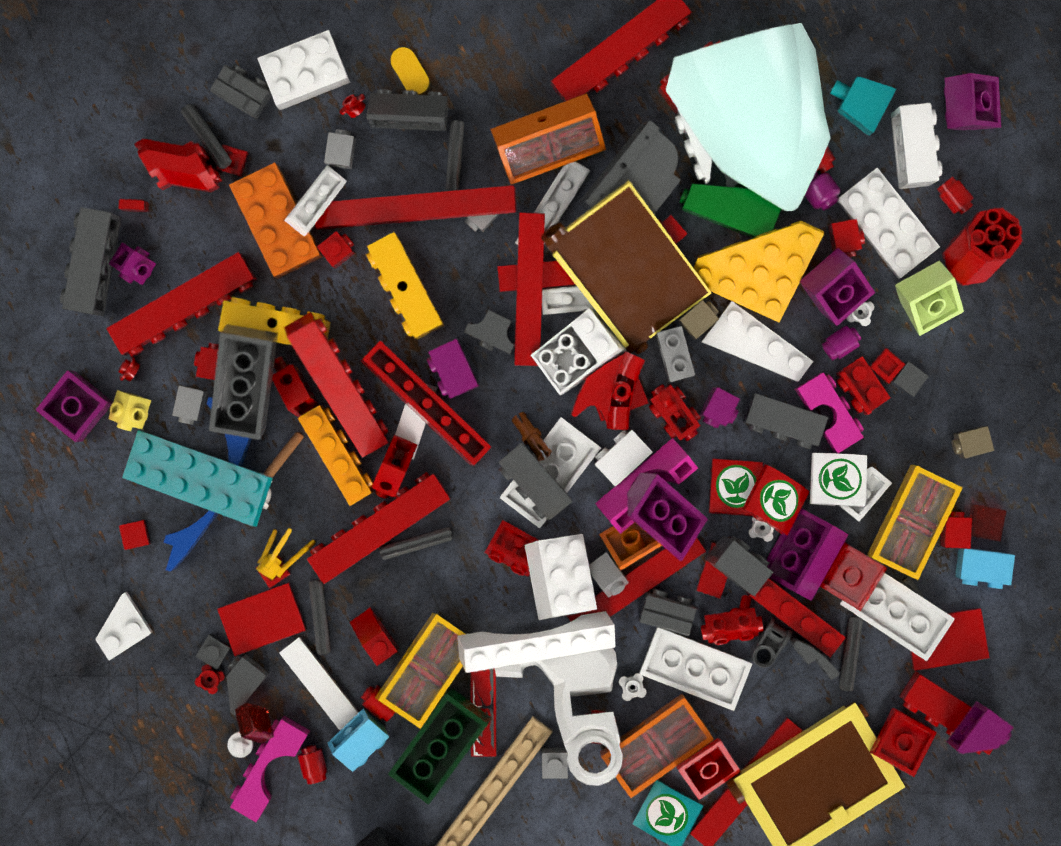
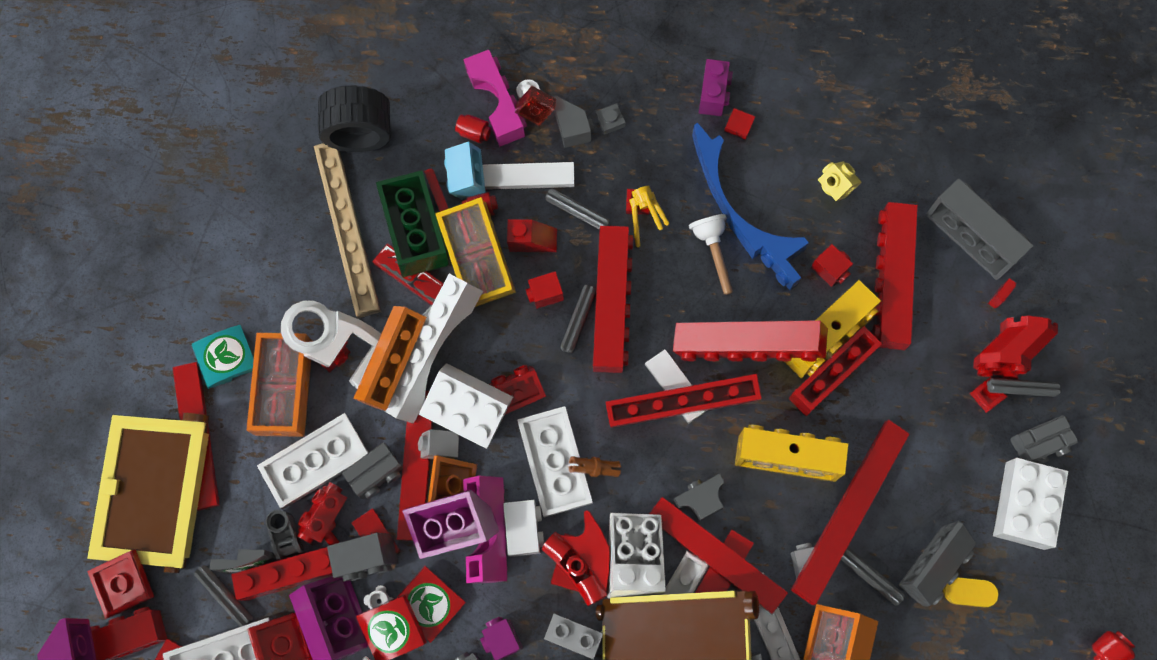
camera: 130 degrees right, 15 degrees down
(74, 406) = (871, 143): magenta brick -> none
(118, 580) = (714, 87): none -> magenta brick
(122, 628) = (676, 70): white wing -> none
(128, 369) = (871, 202): red plate -> none
(132, 264) = (955, 259): magenta brick -> none
(189, 404) = (812, 227): light grey brick -> none
(197, 478) = (750, 191): teal plate -> none
(210, 686) = (592, 96): red plate -> none
(243, 381) = (805, 269): dark grey brick -> none
(262, 619) = (607, 168): red tile -> none
(265, 205) = (916, 392): orange brick -> none
(297, 395) = (769, 306): red torso -> none
(307, 298) = (835, 371): none -> red brick
(315, 200) = (912, 433): white tile -> none
(336, 249) = (859, 423): red brick -> none
(336, 455) = (691, 305): light orange brick -> none
(340, 149) = (941, 485): light grey brick -> none
(353, 105) = (973, 522): red plate -> none
(389, 475) = (647, 331): red torso -> none
(395, 747) = (436, 189): none -> red tile
(413, 589) = (544, 290): none -> red brick
(453, 369) = (695, 442): magenta brick -> none
(534, 482) = (556, 440): dark grey slope -> none
(554, 763) = (332, 297): light grey brick -> none
(570, 667) = (390, 357): none -> orange brick
(629, 693) = (347, 399): white plate -> none
(669, 404) = (533, 599): red brick -> none
(708, 768) = (229, 410): red slope -> none

